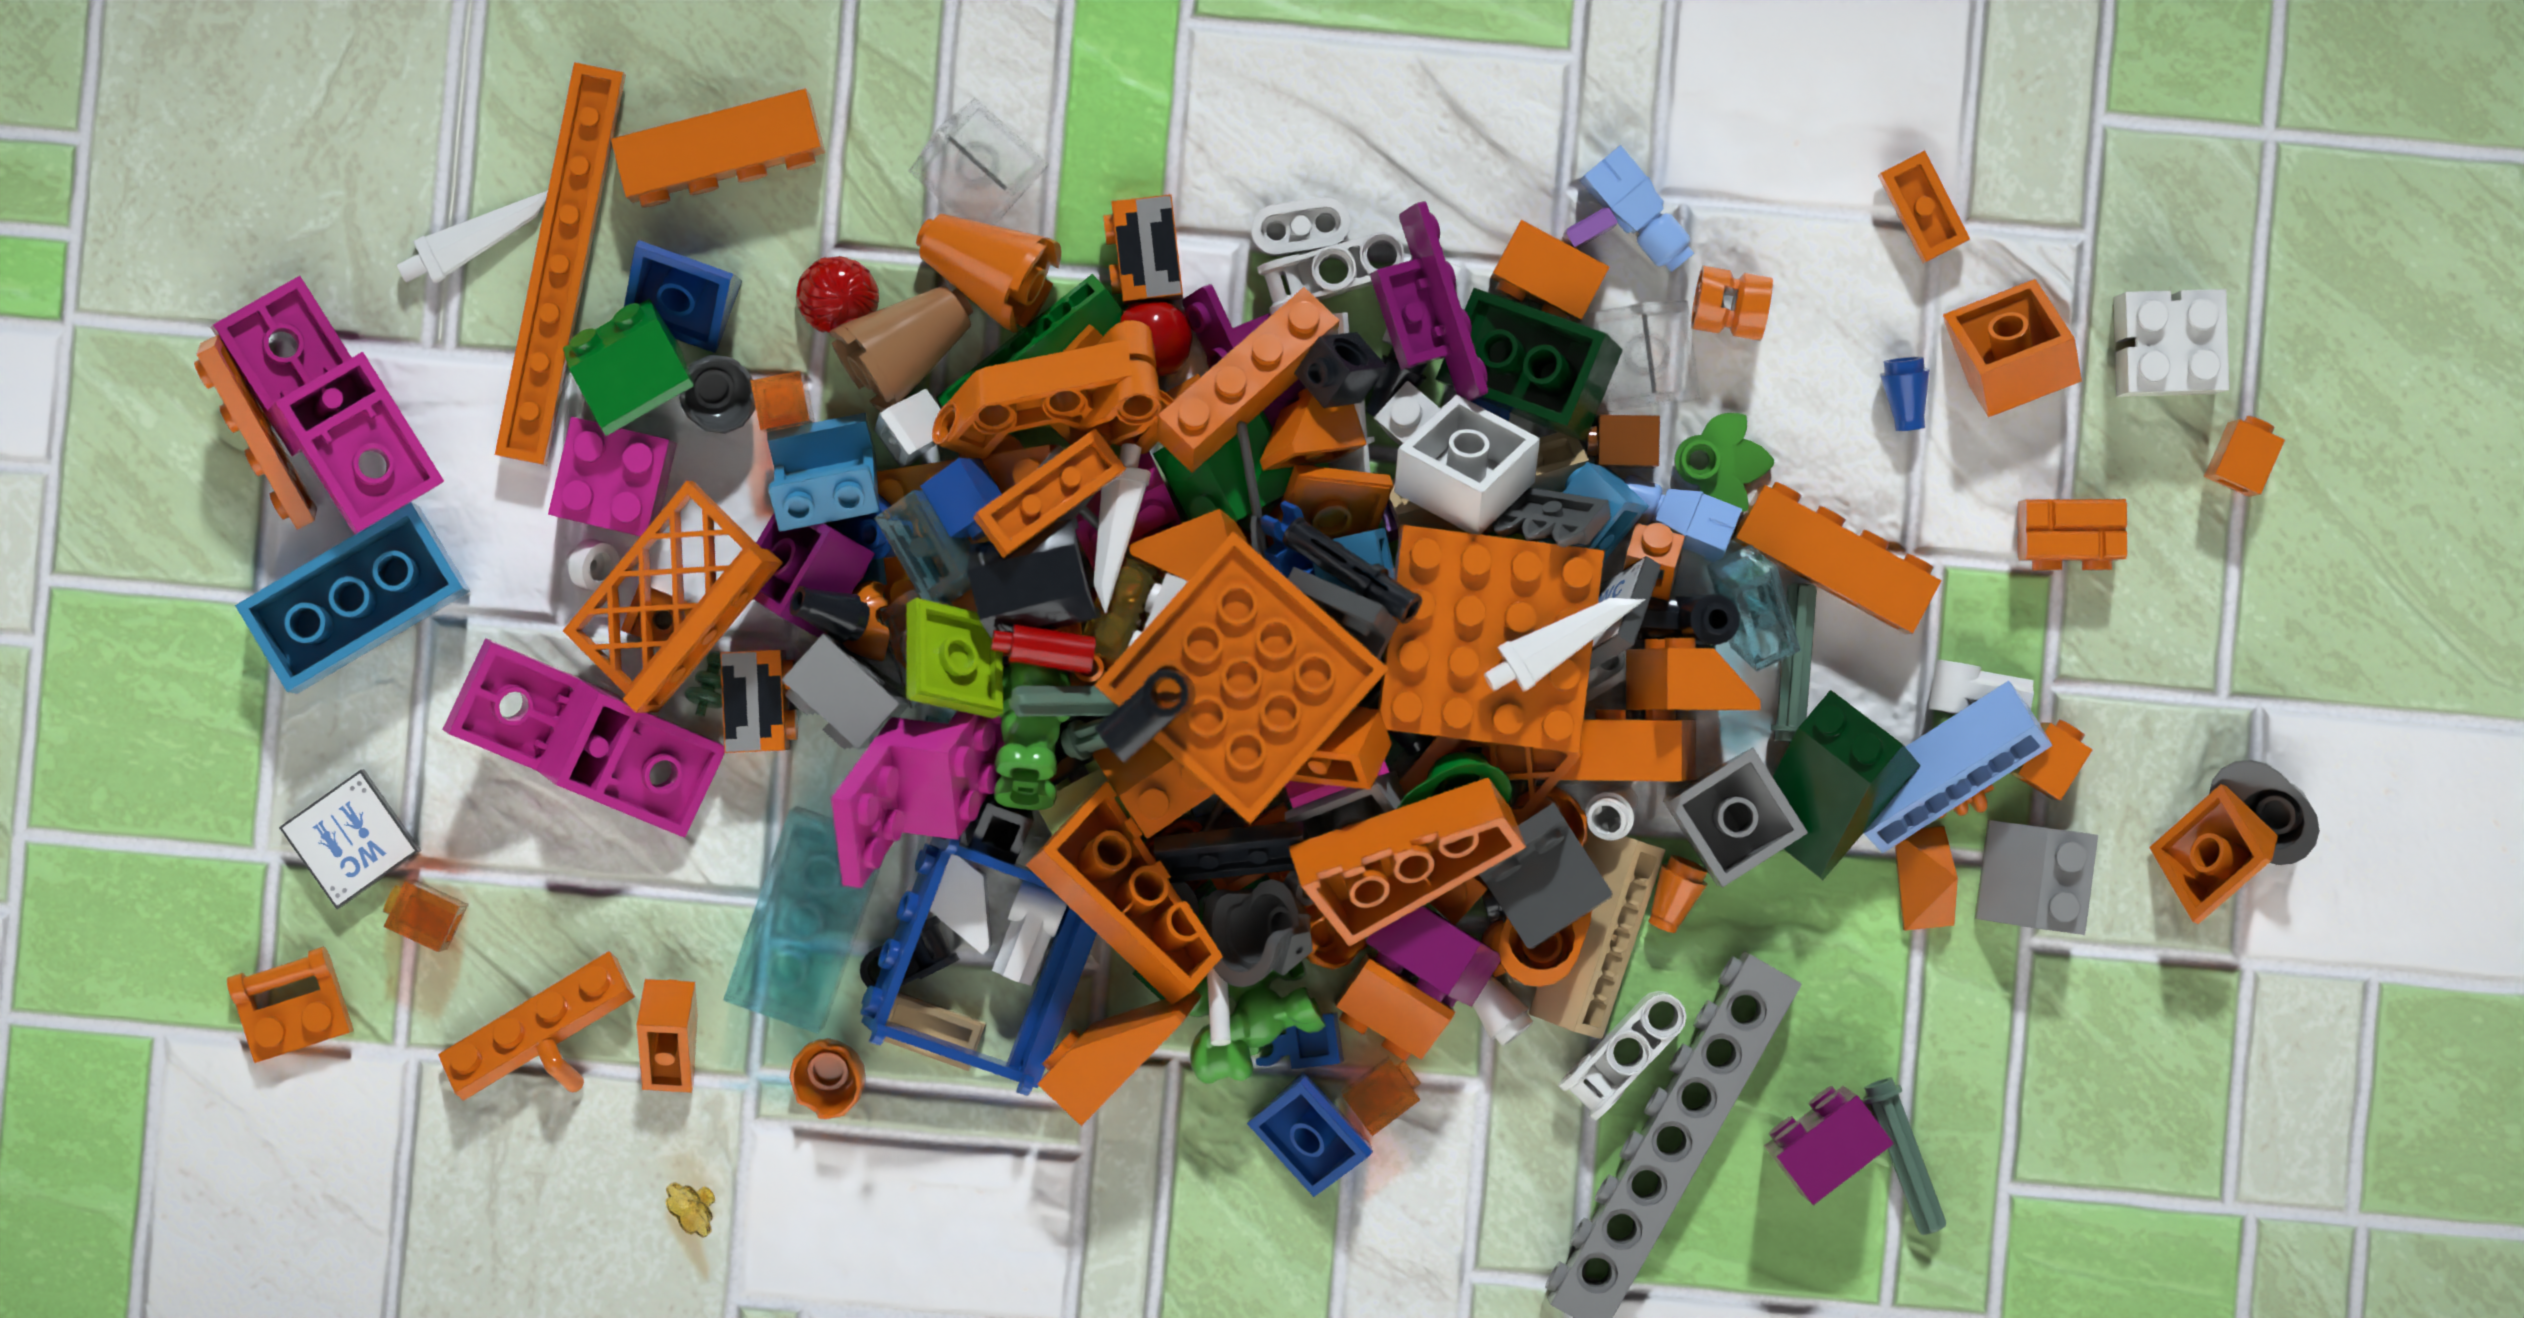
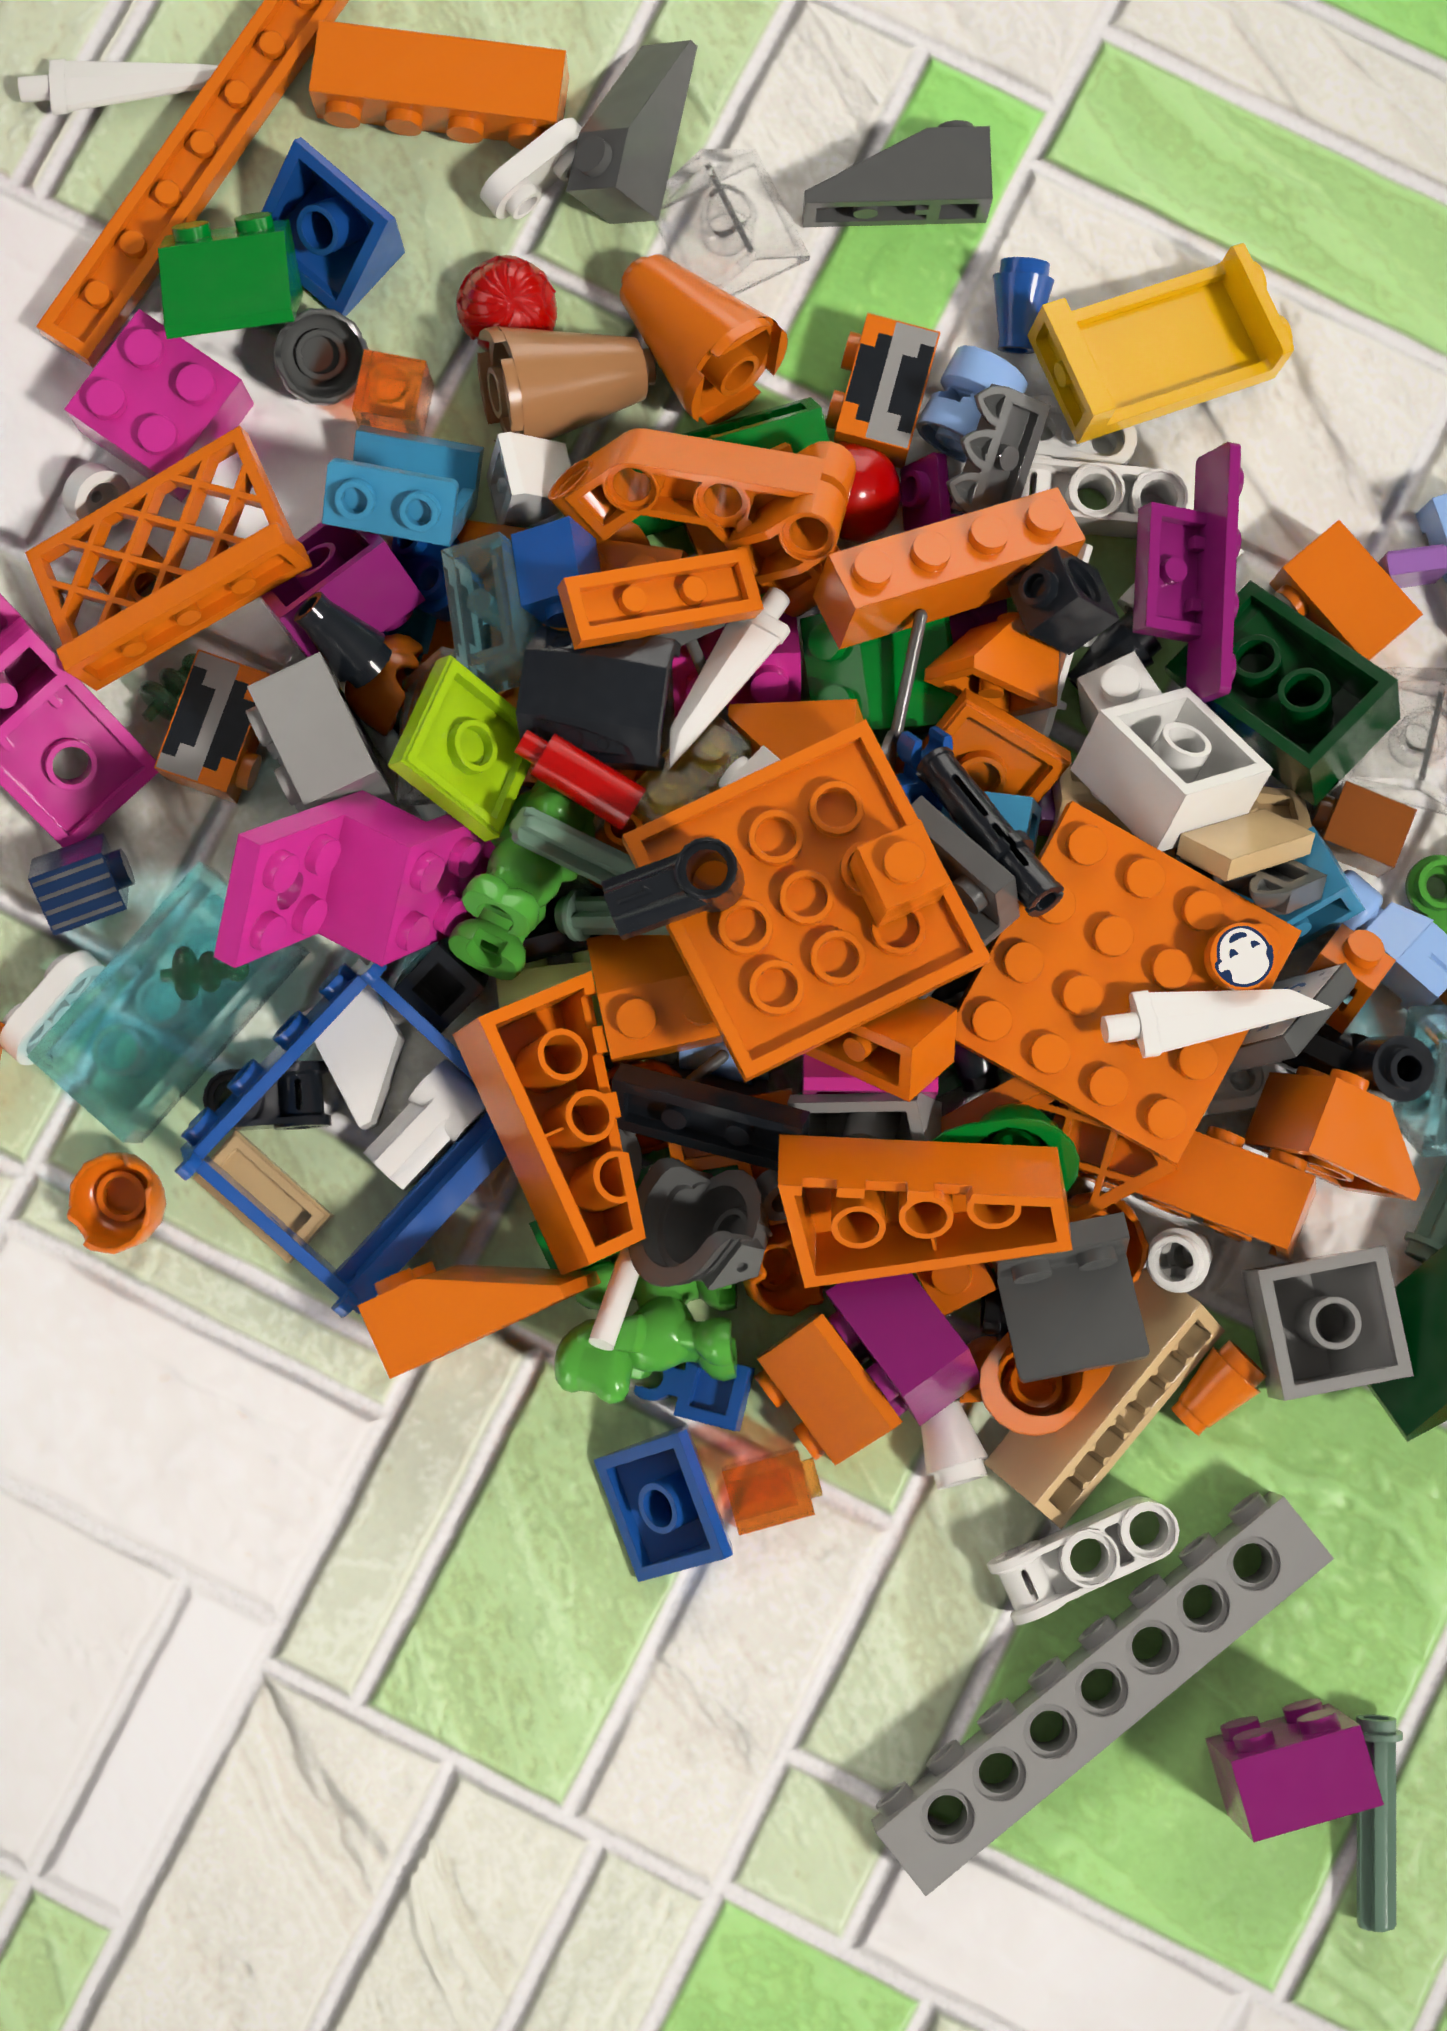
camera: 20 degrees right, 5 degrees down
(705, 857) = (81, 883): none -> dark blue brick
(725, 935) = (32, 1019): none -> white plate
(817, 895) = (190, 973): none -> clear green hair
(828, 166) = (522, 179): none -> white plate
(880, 126) = (632, 136): none -> dark grey slope
(1110, 75) = (922, 180): none -> dark grey slope
(1216, 237) = (953, 411): none -> light blue wheel
(1221, 139) = (1019, 294): none -> blue cone
(1251, 274) = (999, 449): none -> dark grey plate
(1300, 639) = (898, 873): none -> orange brick
(1339, 135) = (1161, 346): none -> yellow panel
(1541, 500) = (1245, 844): none -> tan tile
(1565, 591) = (1240, 956): none -> tile

